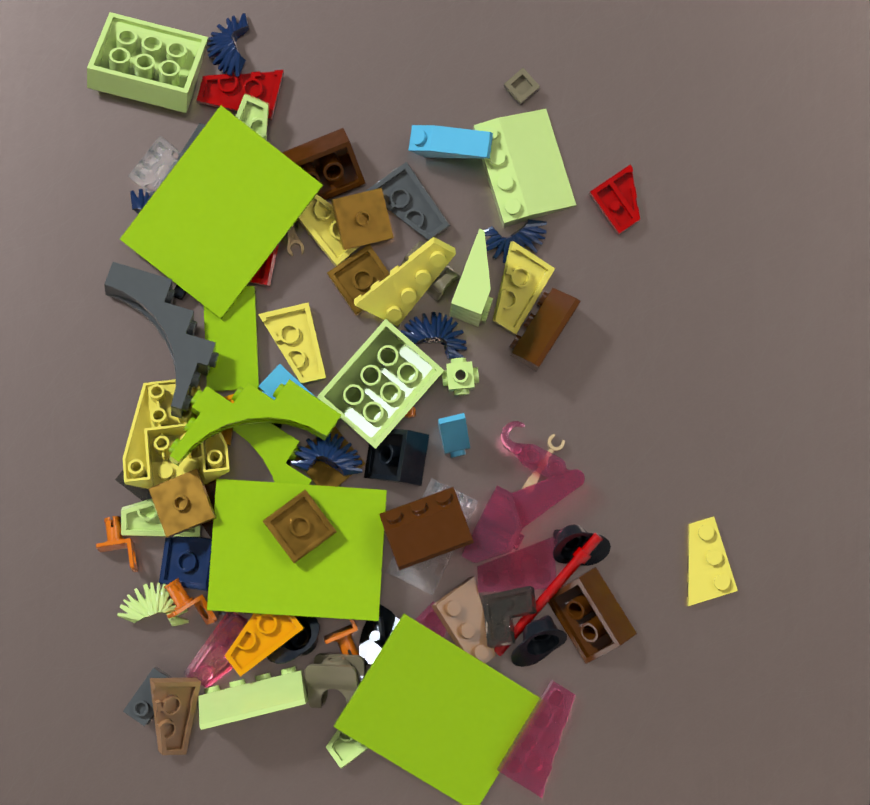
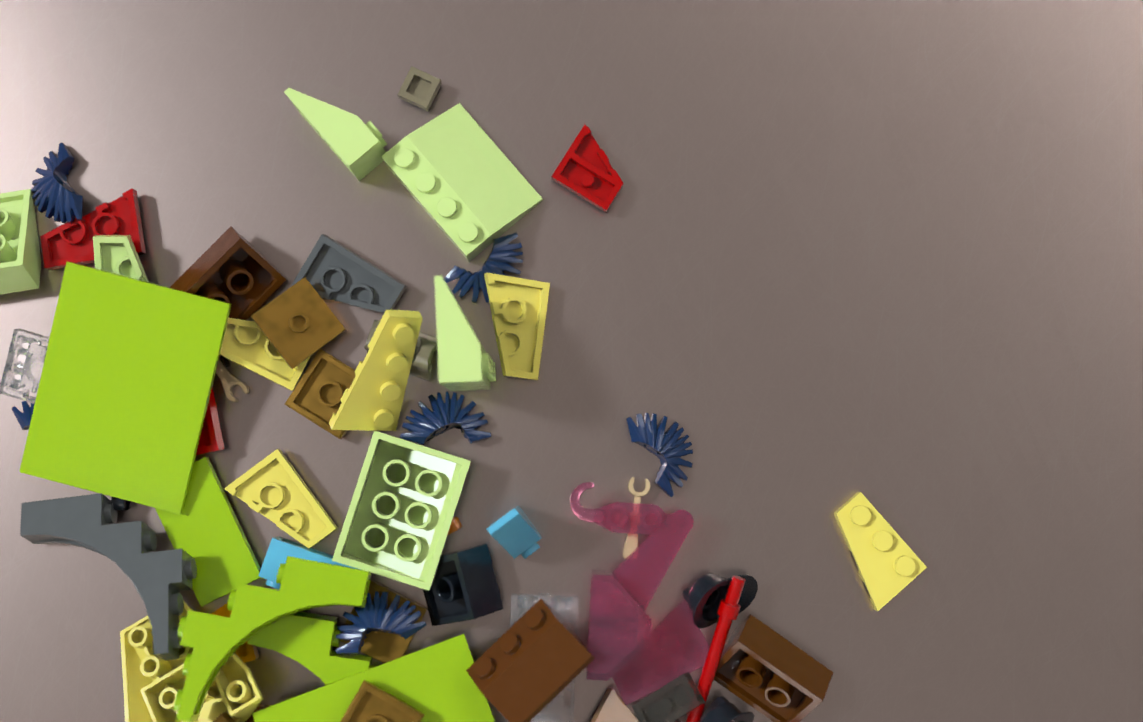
camera: 20 degrees left, 0 degrees up
(449, 142) = (361, 189): medium azure slope -> none
(453, 96) = (355, 143): none -> yellowish green slope
(460, 387) = (506, 458): yellowish green brick -> none
(543, 328) = (566, 358): reddish brown slope -> none
(586, 422) = (664, 446): none -> dark blue hair

